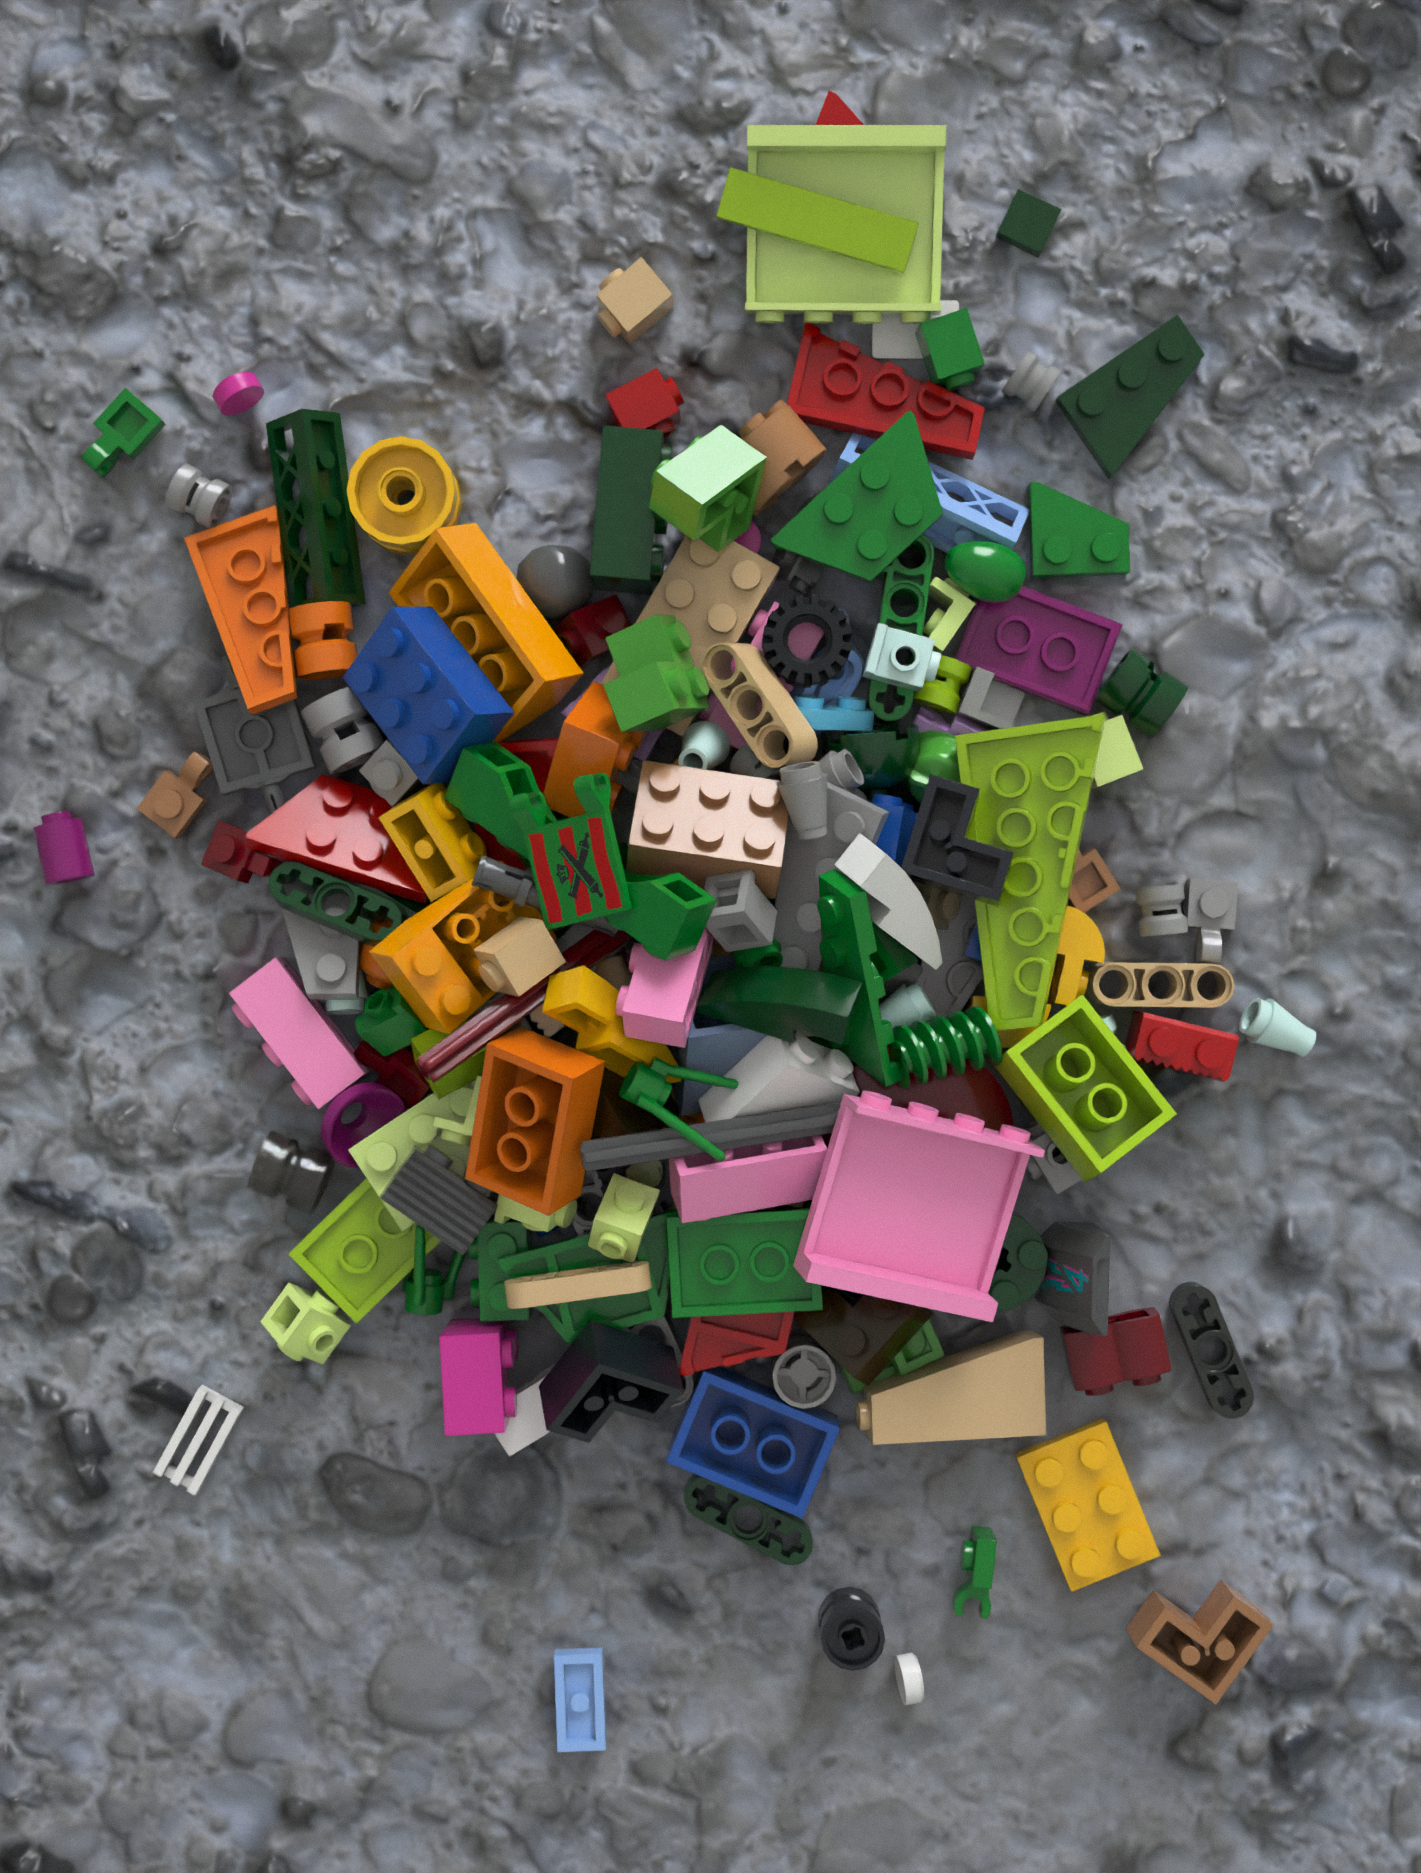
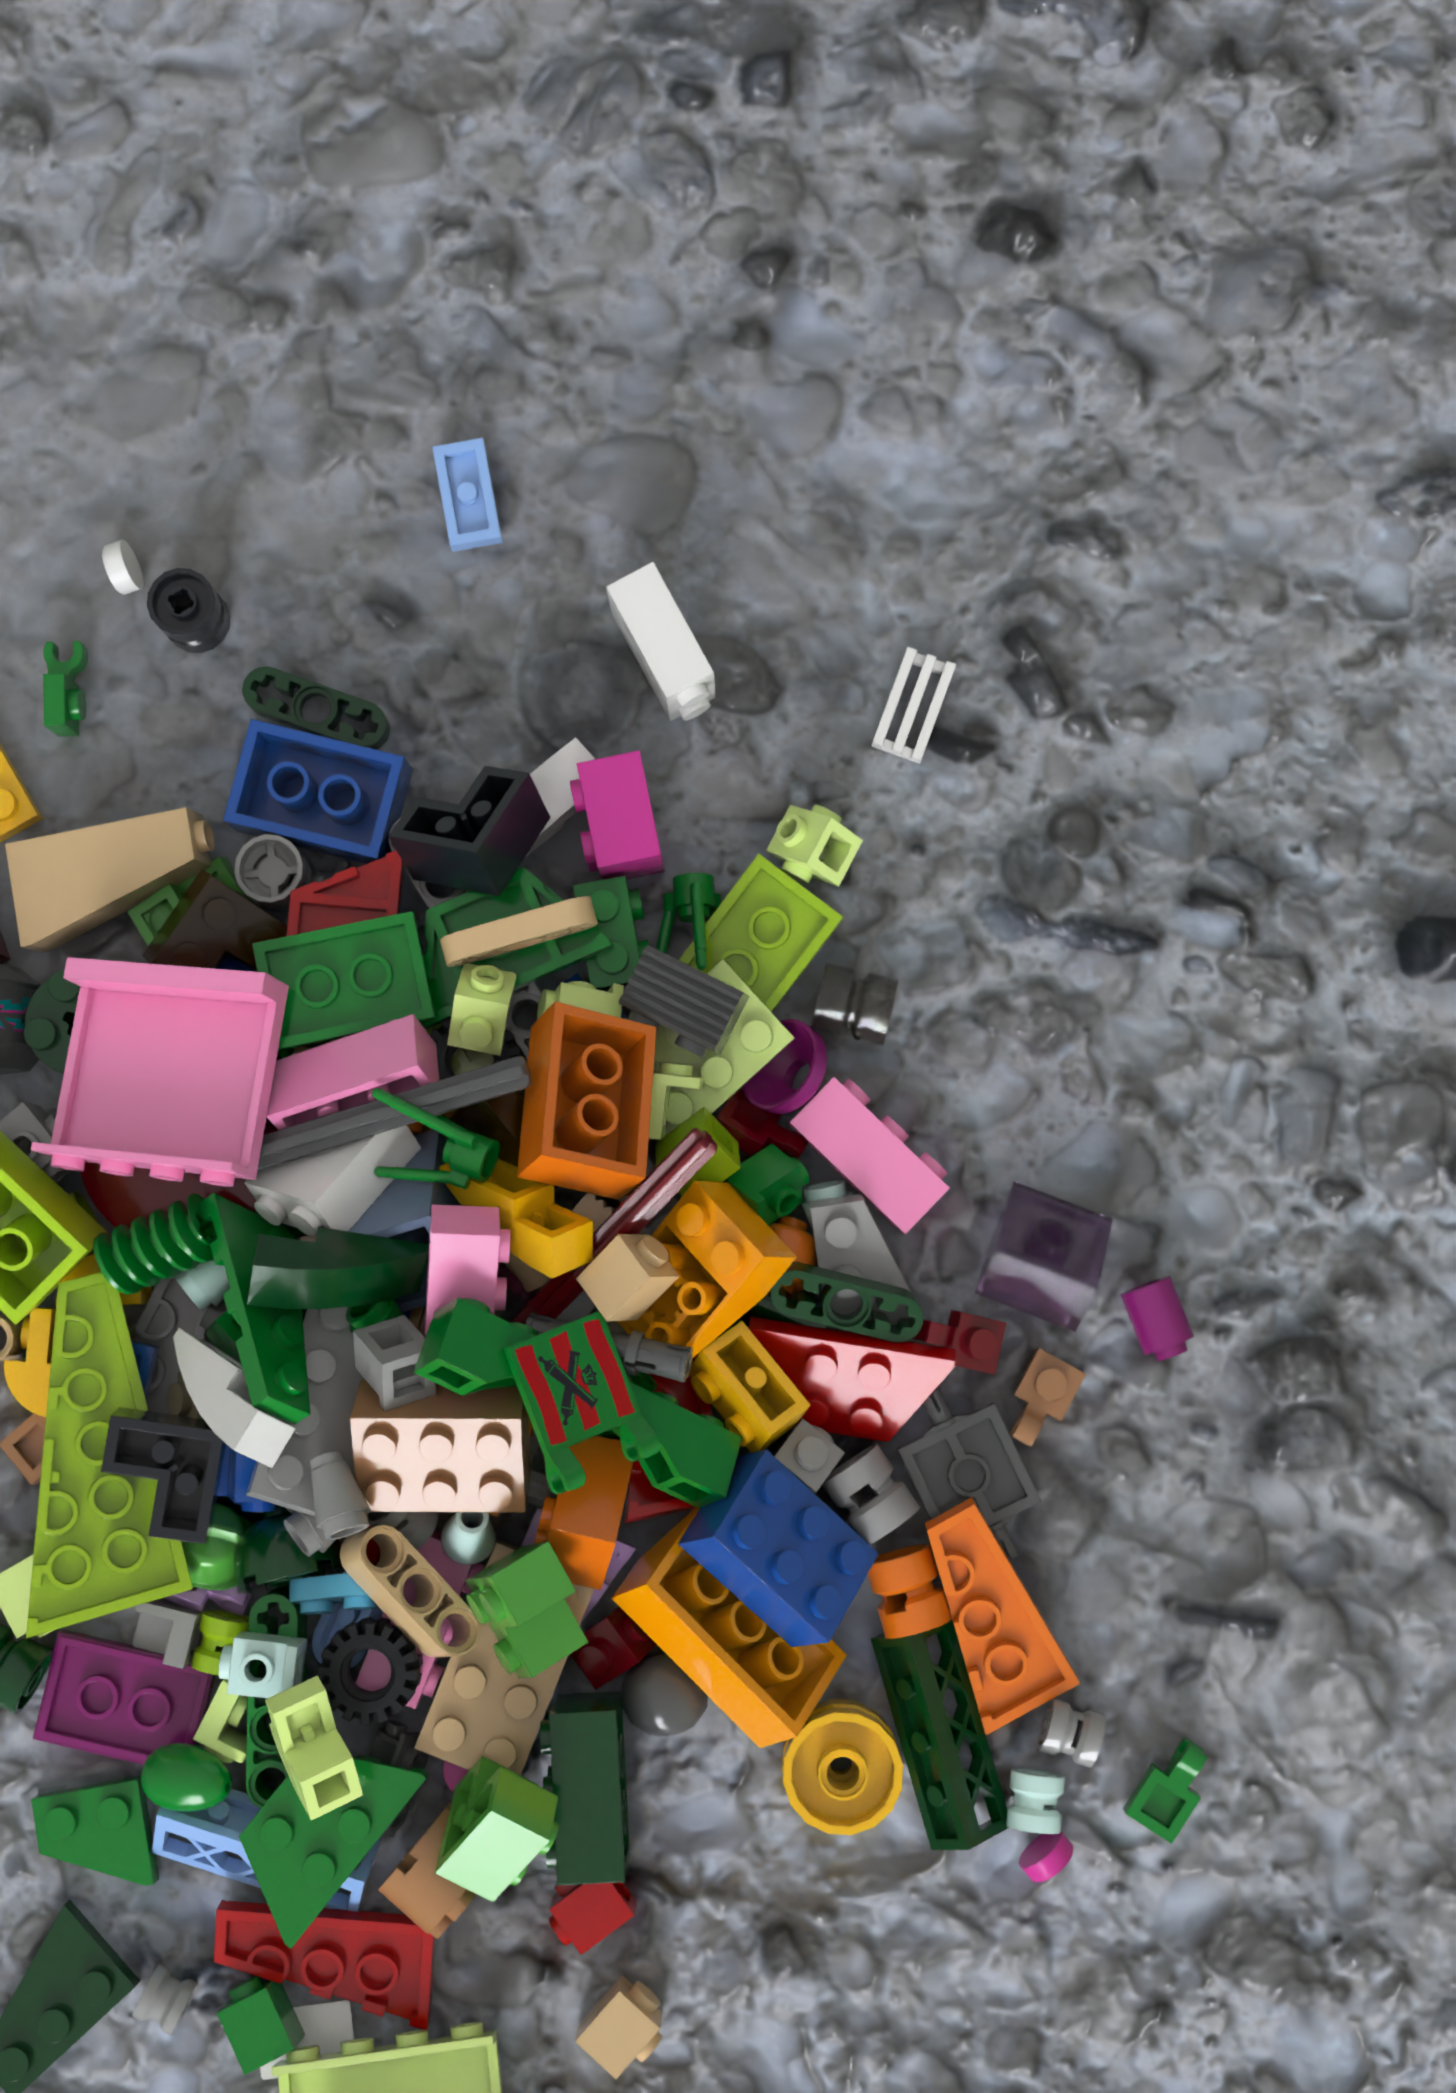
camera: 175 degrees left, 5 degrees down
(155, 917) = (1045, 1257): none -> clear purple slope
(239, 441) = (1035, 1801): none -> light aqua wheel
(415, 1532) = (662, 643): none -> white brick
(863, 579) = (313, 1748): none -> yellowish green brick

